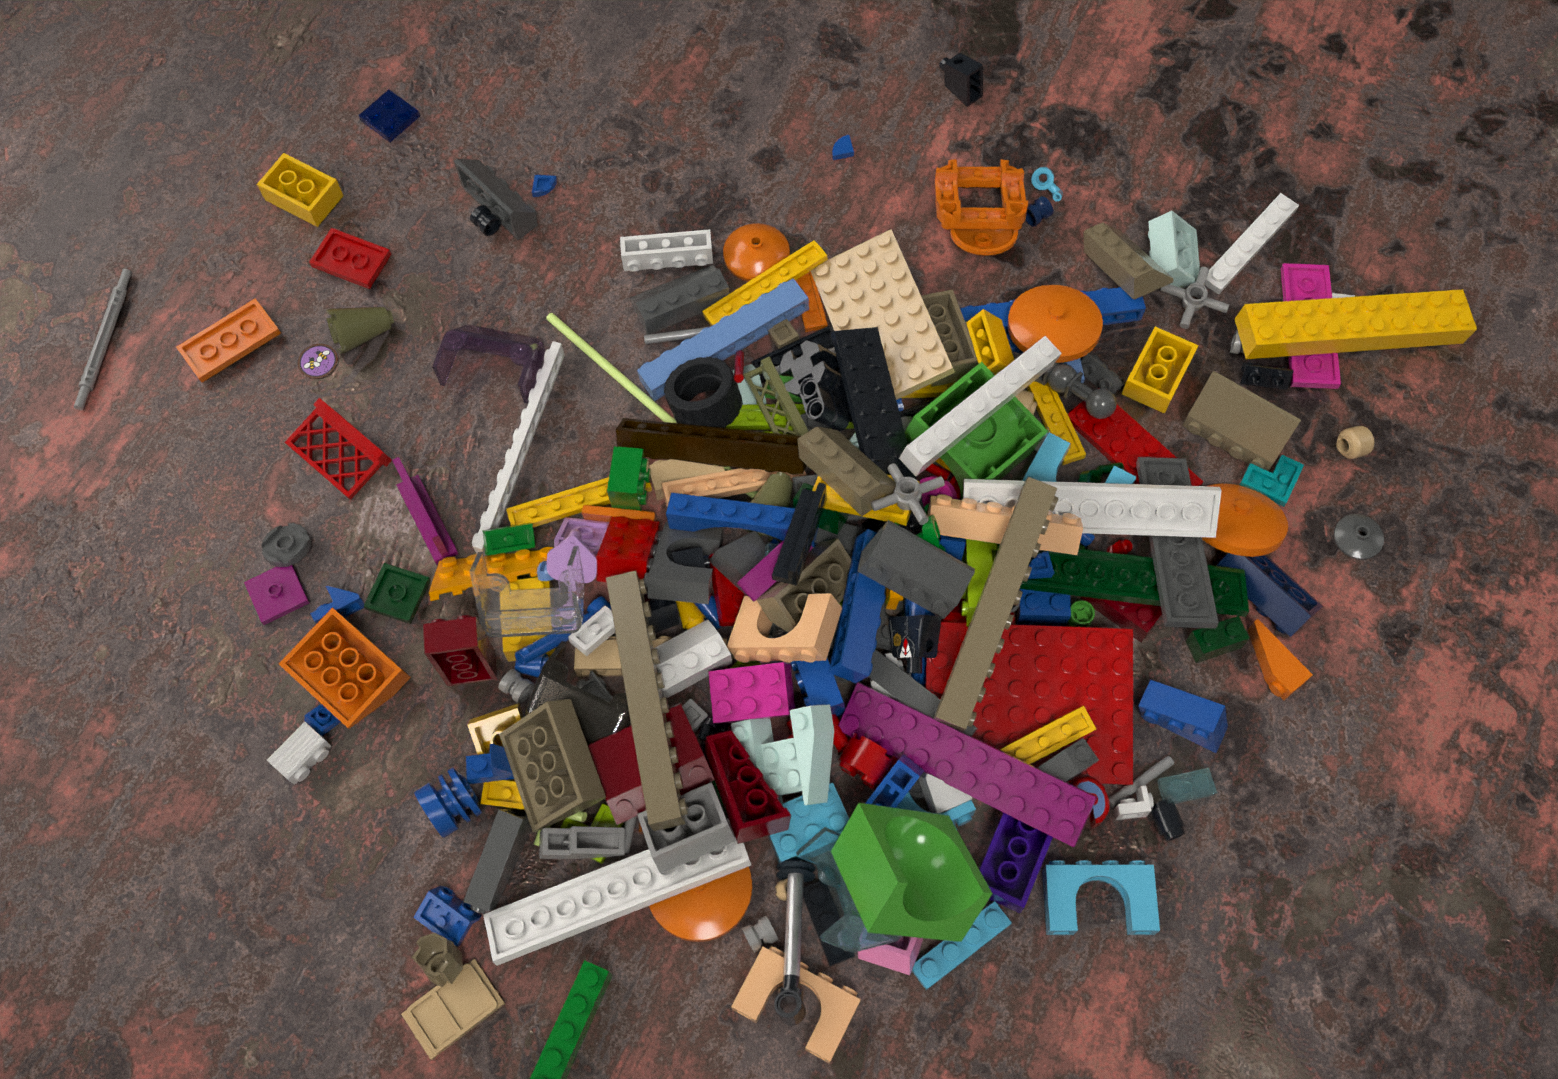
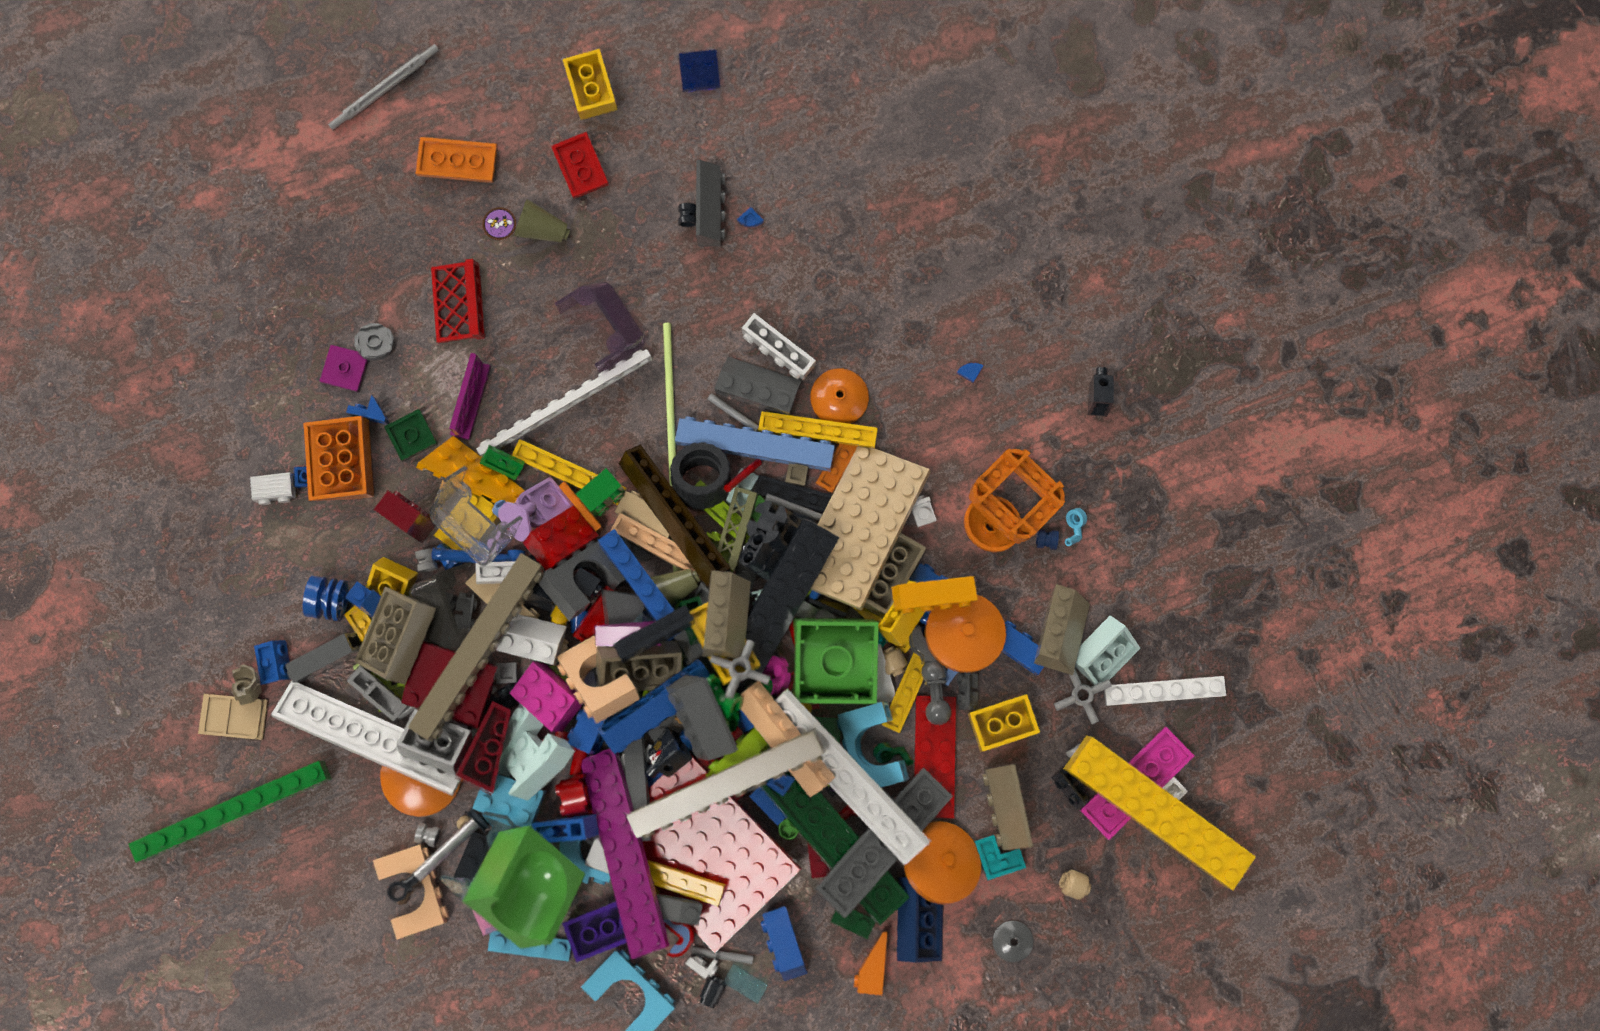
camera: 40 degrees right, 15 degrees up
(922, 276) = (923, 511): none -> white bracket
(979, 406) = (843, 653): white brick -> none
(1001, 304) = (934, 594): none -> light orange brick

